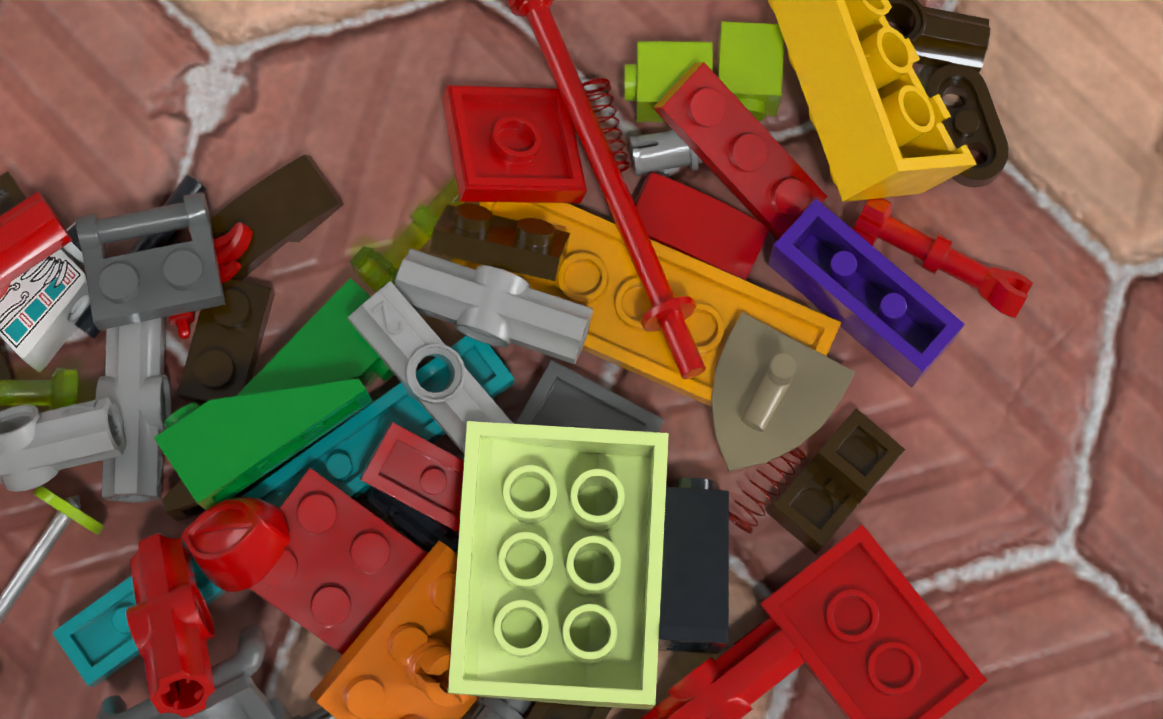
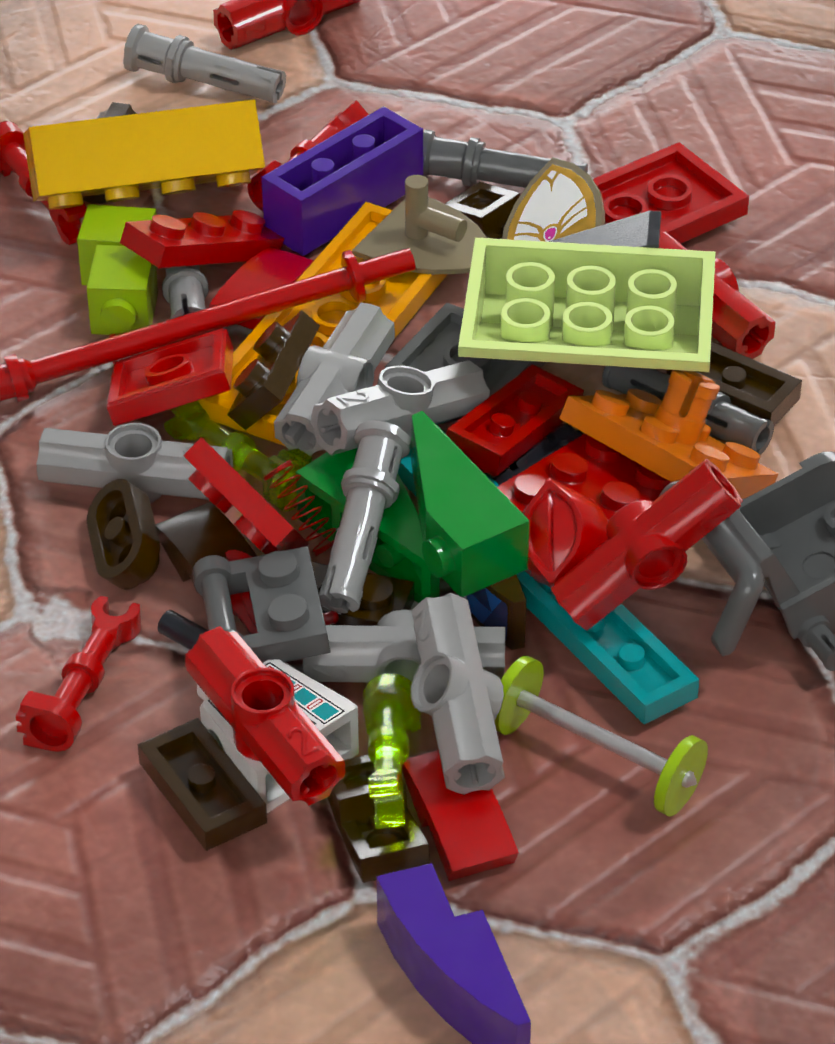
camera: 90 degrees left, 35 degrees down
(54, 96) = (53, 720): none -> red piece
(283, 231) = (229, 489): none -> red plate
(287, 347) = (368, 491): none -> light grey pin
(295, 127) = (123, 534): none -> dark brown plate
(336, 265) = (286, 464): none -> red piece
(390, 161) = (126, 453): none -> light grey piece
(792, 528) = (556, 204): none -> shield
(940, 445) = (475, 162): none -> dark grey pin
(1114, 98) = (181, 60): none -> light grey pin

